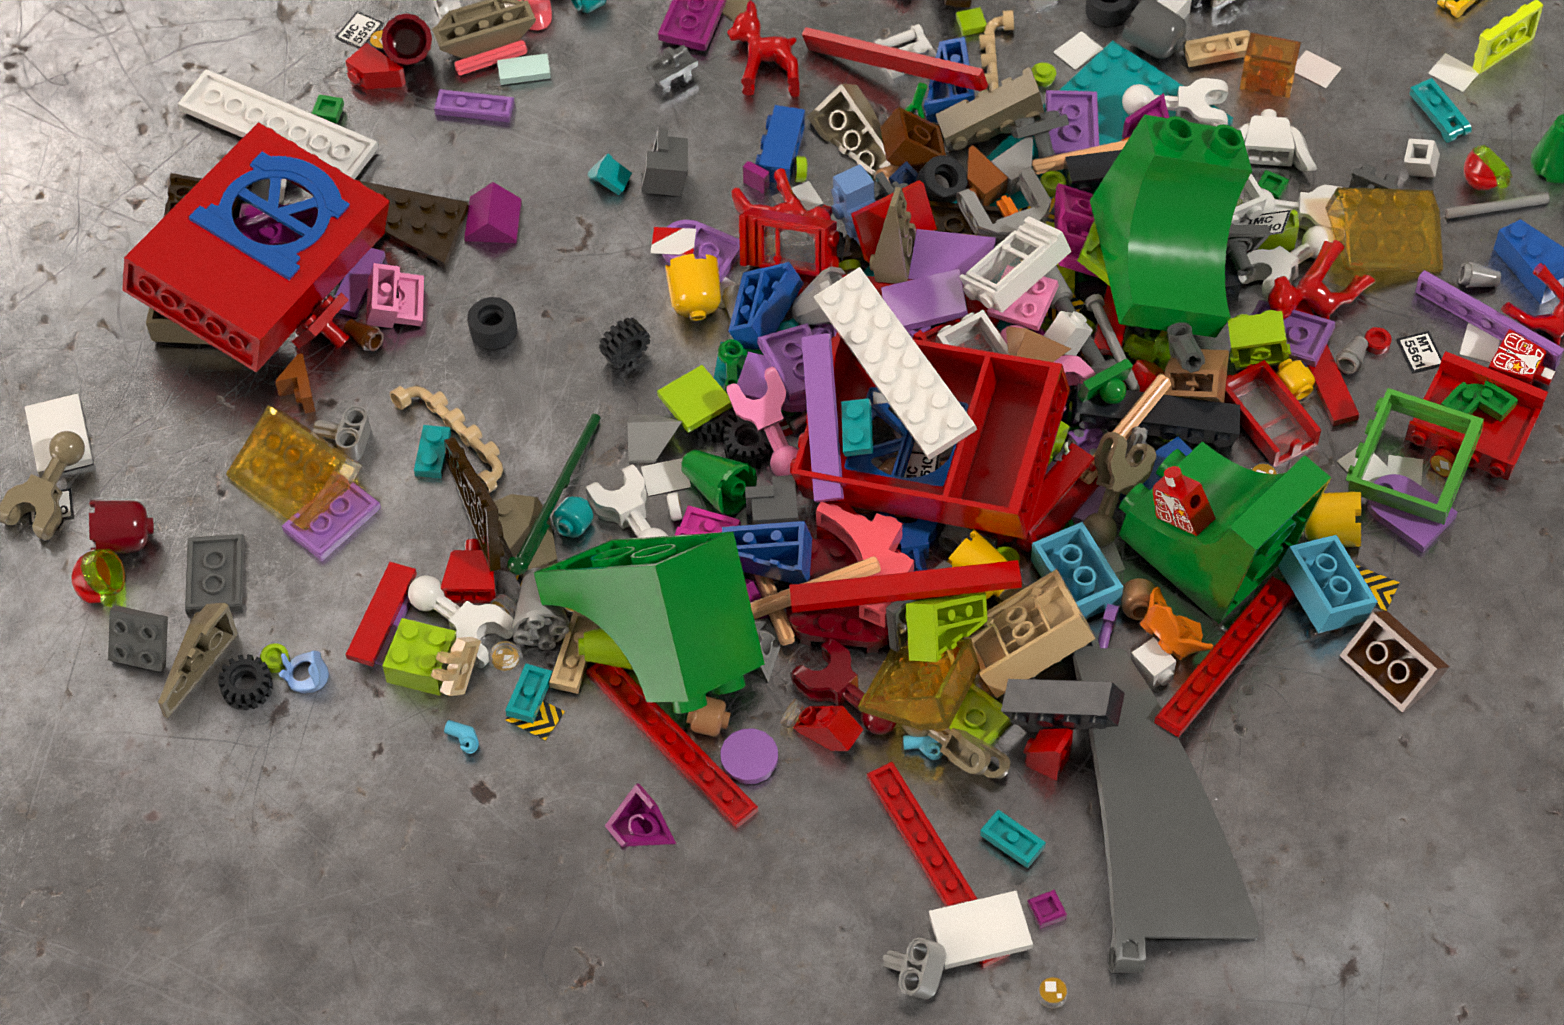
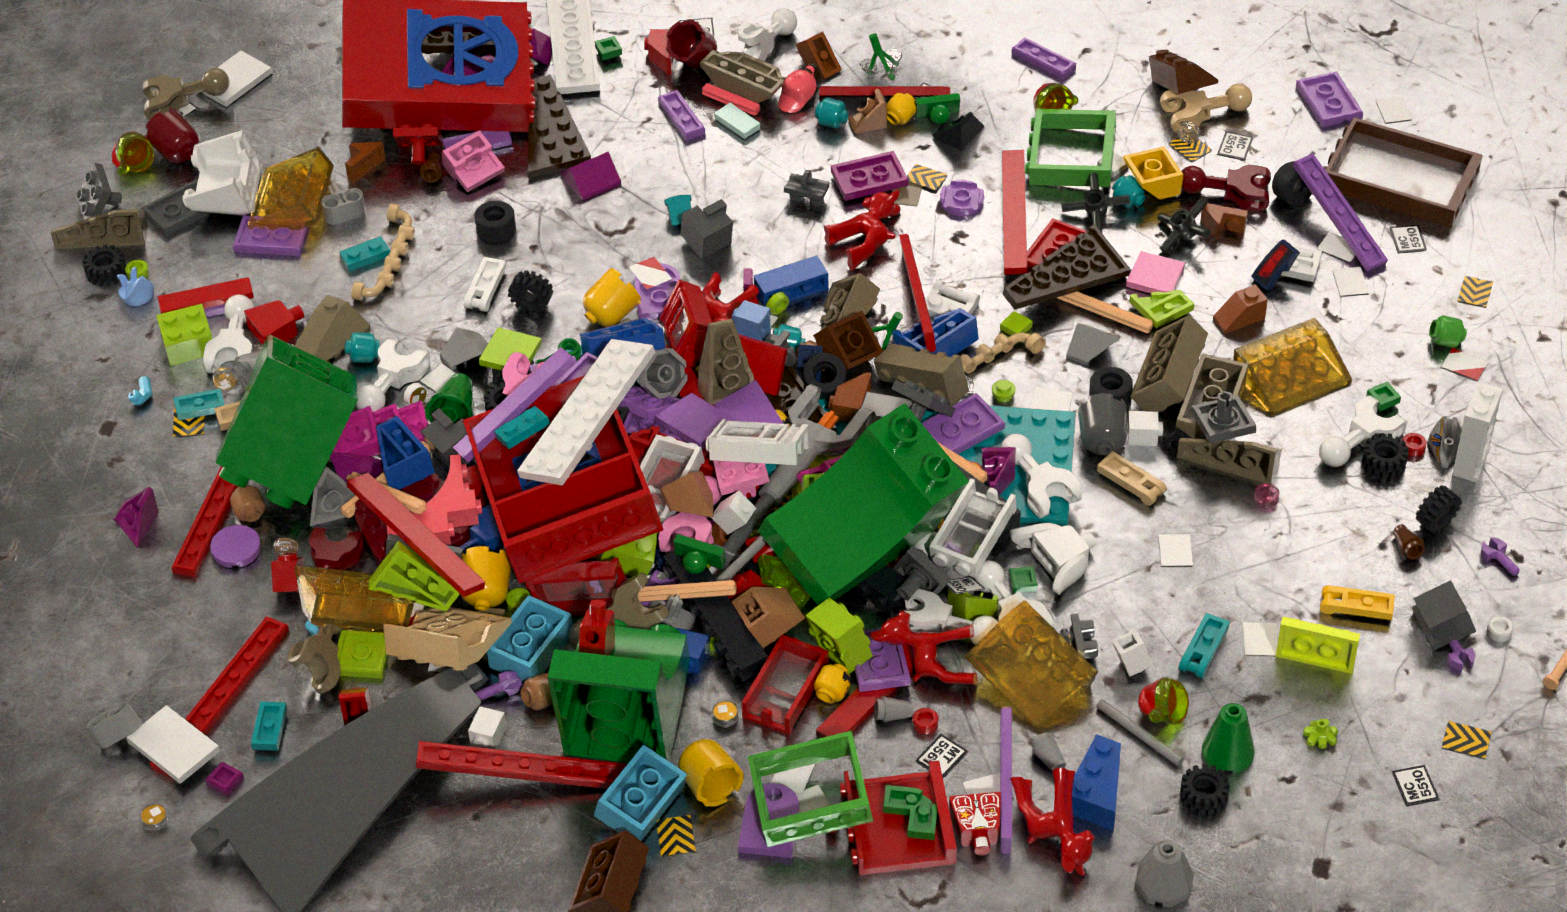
camera: 55 degrees right, 10 degrees down
(220, 512) = (226, 176): none -> white windscreen
(460, 665) = (186, 352): tan hinge -> none
(477, 503) = (307, 287): dark brown wing -> none
(519, 564) = (335, 331): dark green bar -> none
(569, 375) = (485, 284): none -> white plate
(1062, 704) = (379, 675): wedge -> none
(1177, 633) = (519, 718): orange brick -> none
(1184, 347) = (776, 584): dark grey piece -> none
(1270, 65) = (1133, 510): clear orange brick -> none

